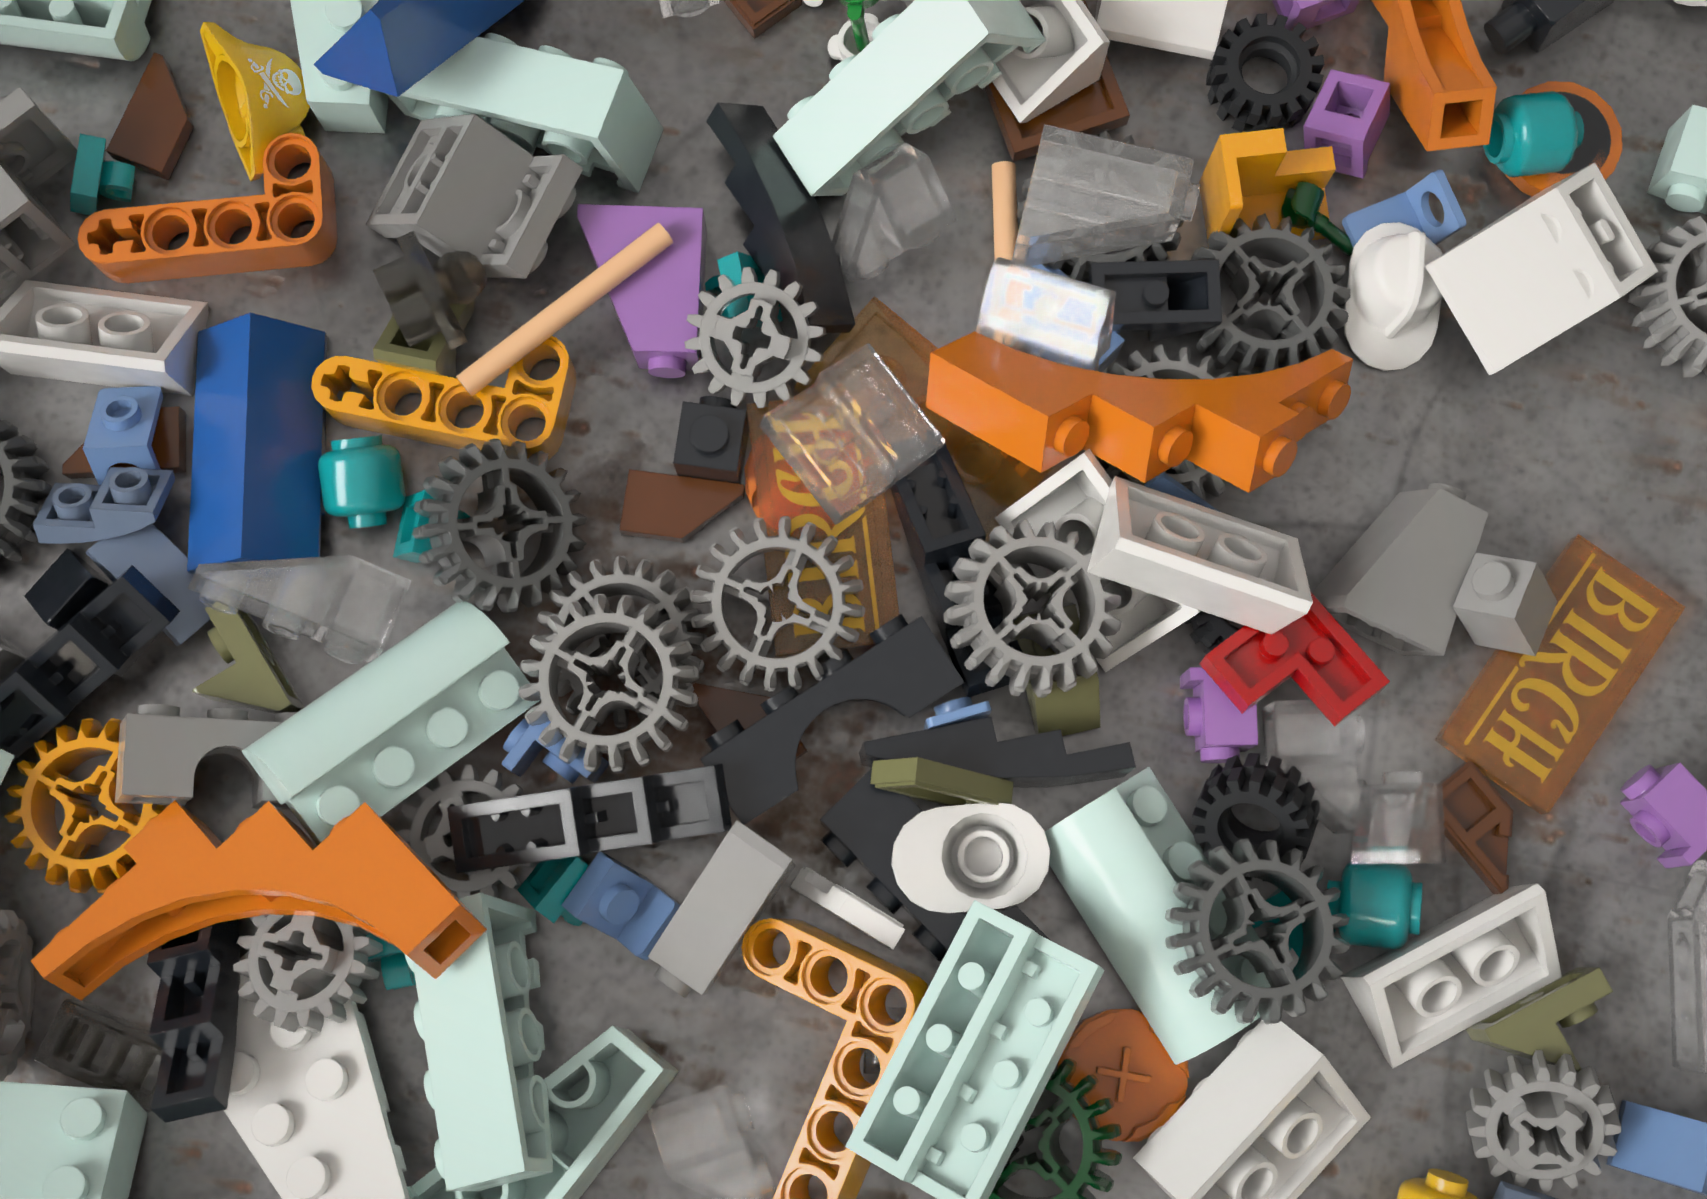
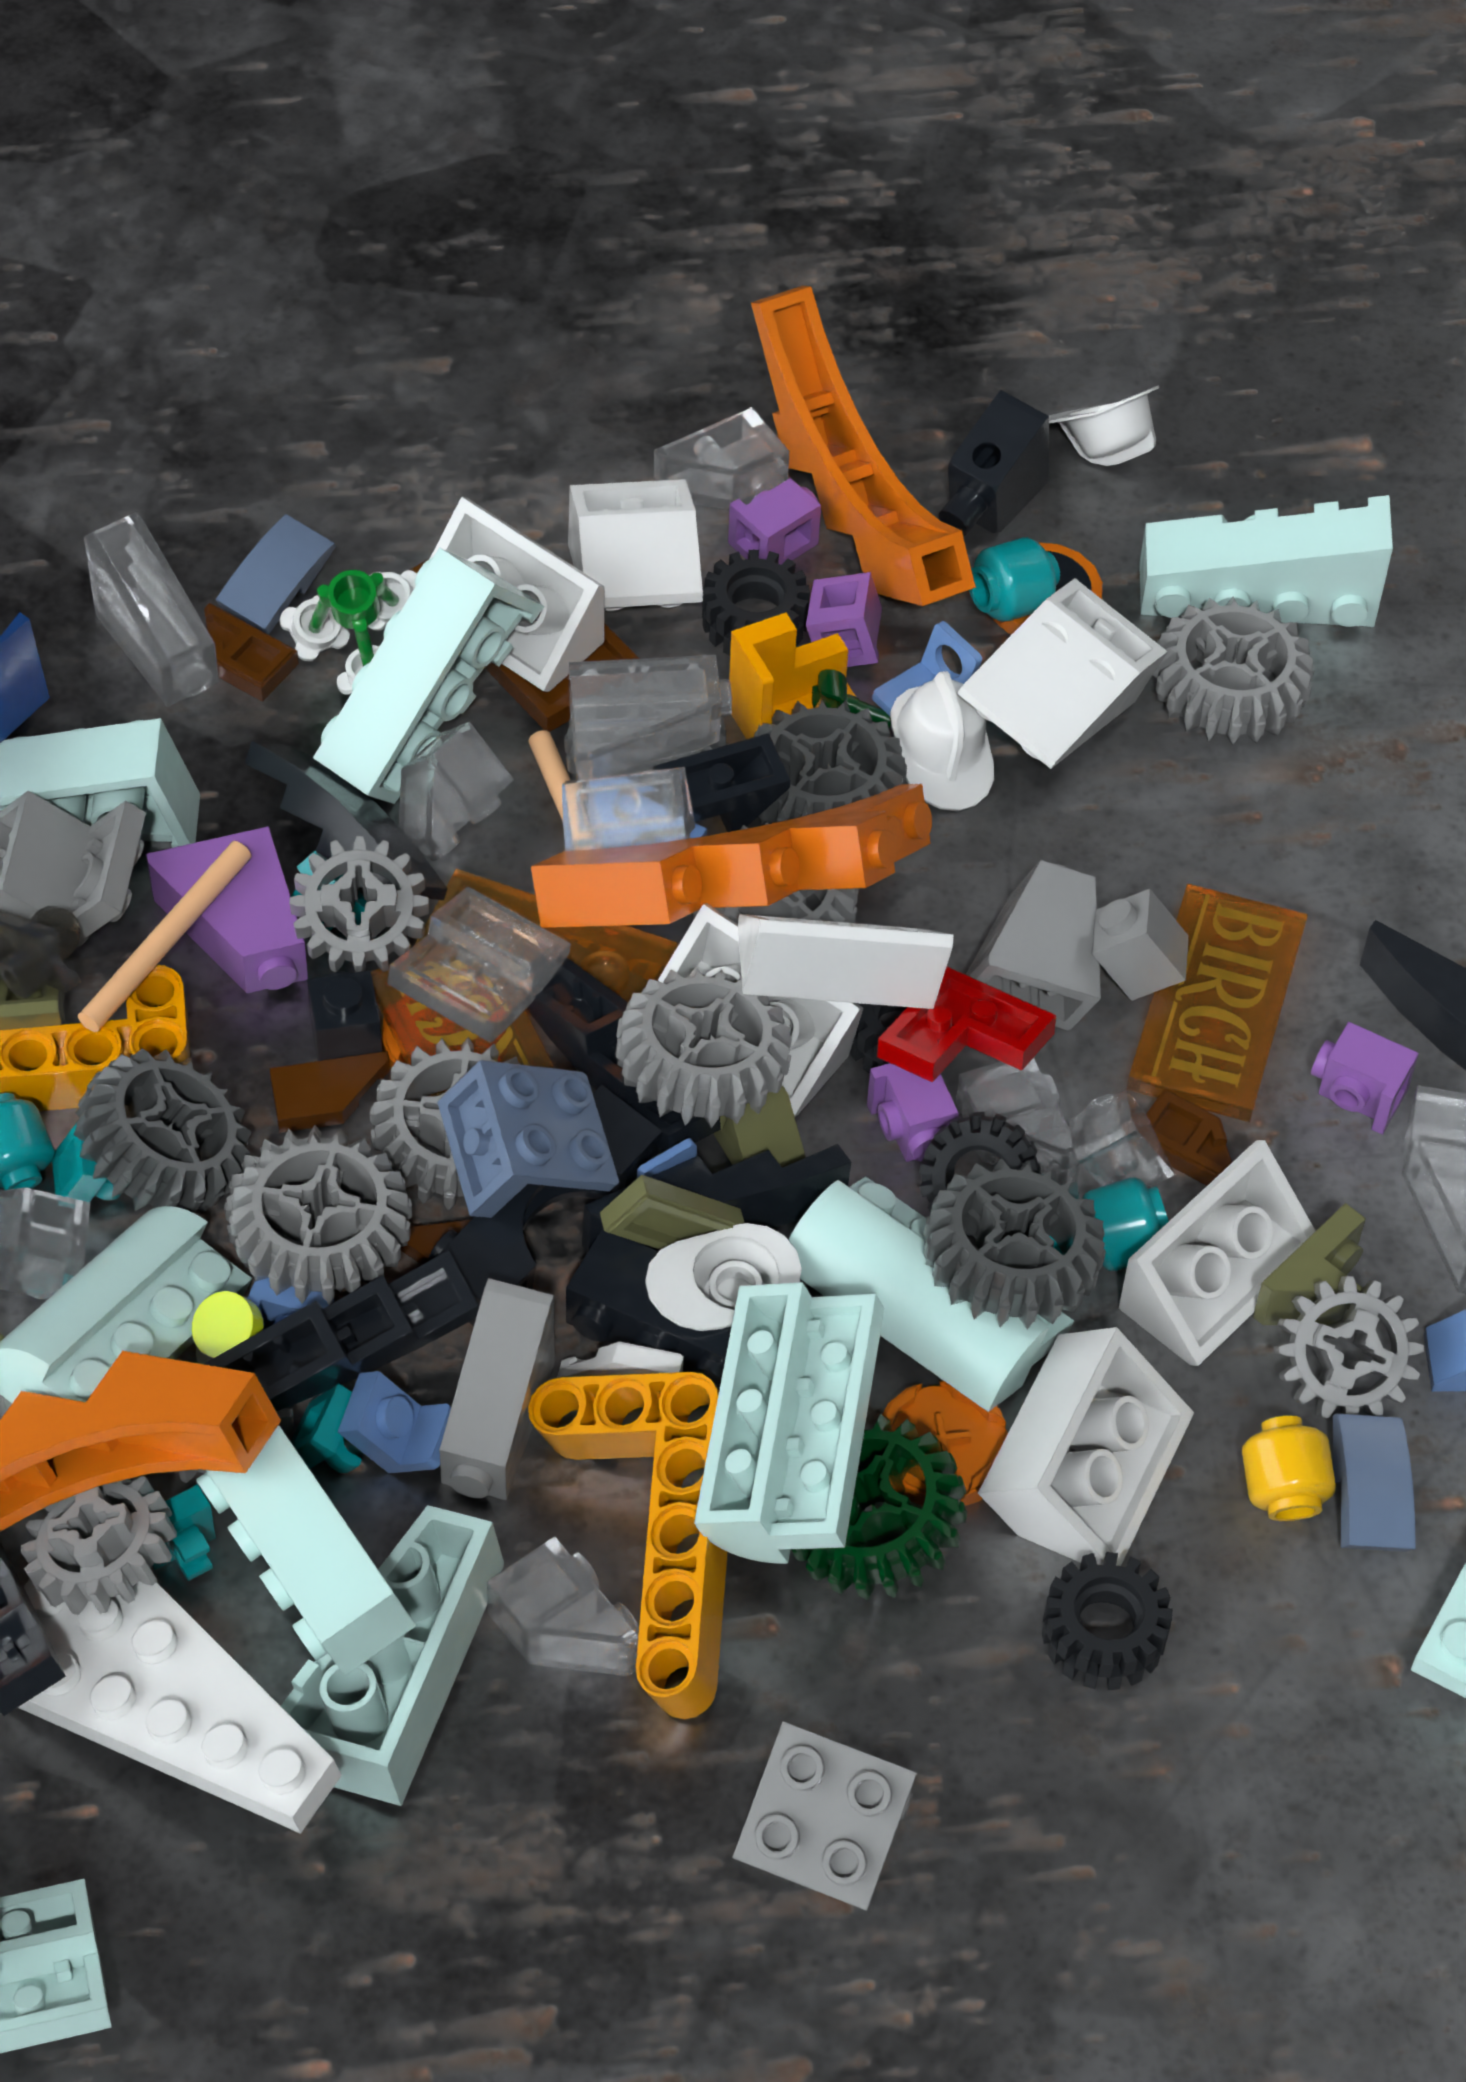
camera: 20 degrees left, 25 degrees down
(492, 765) = (225, 1322): none -> neon yellow tile
(828, 664) = (521, 1129): none -> sand blue bracket

